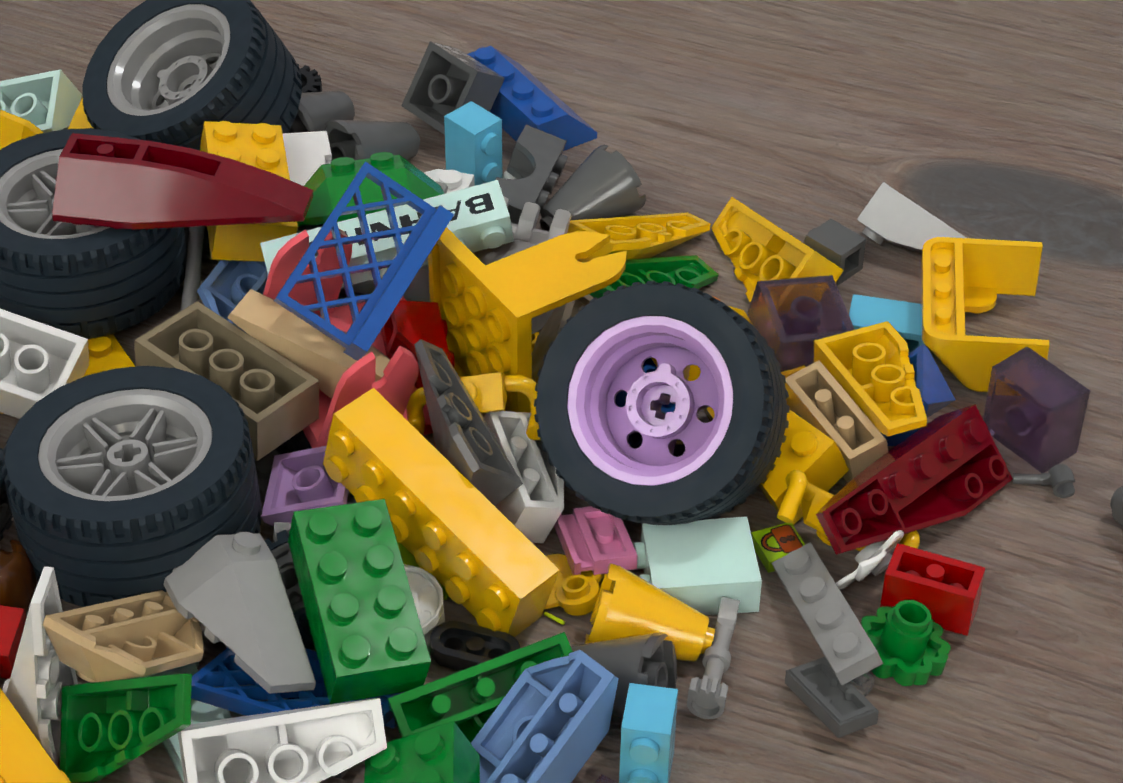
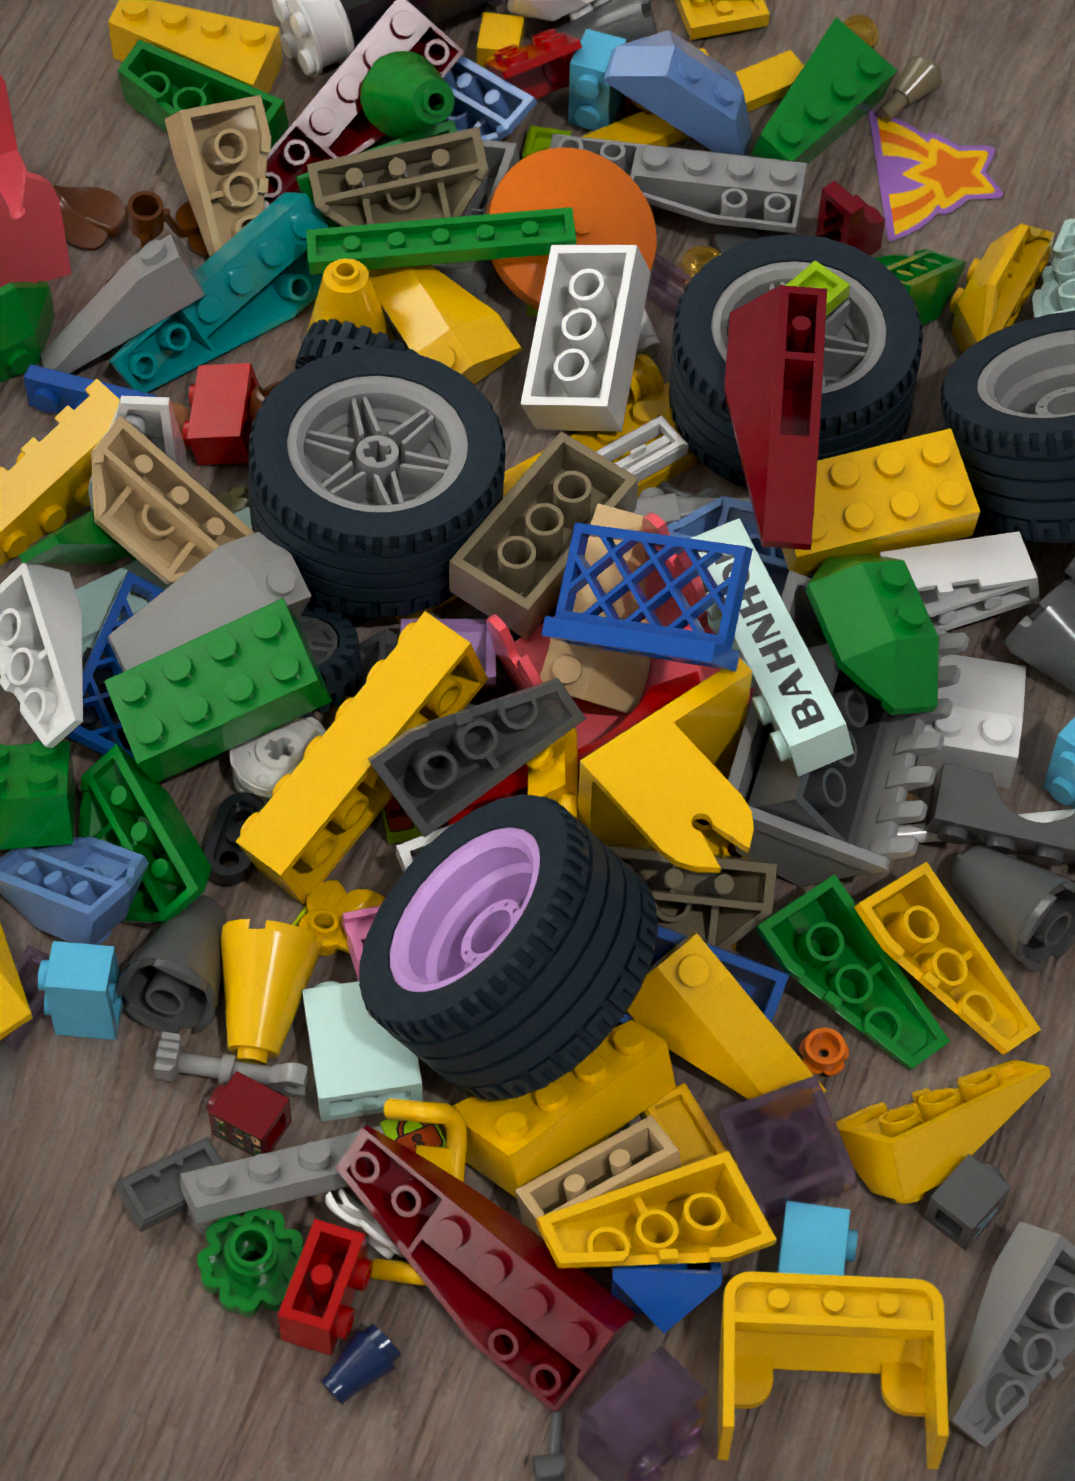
camera: 85 degrees right, 15 degrees up
(38, 169) = (820, 277): none -> lime plate
(119, 341) = (647, 458): none -> white tile
(766, 641) = (248, 1114): none -> dark red brick
(996, 585) = (361, 1363): none -> dark blue cone

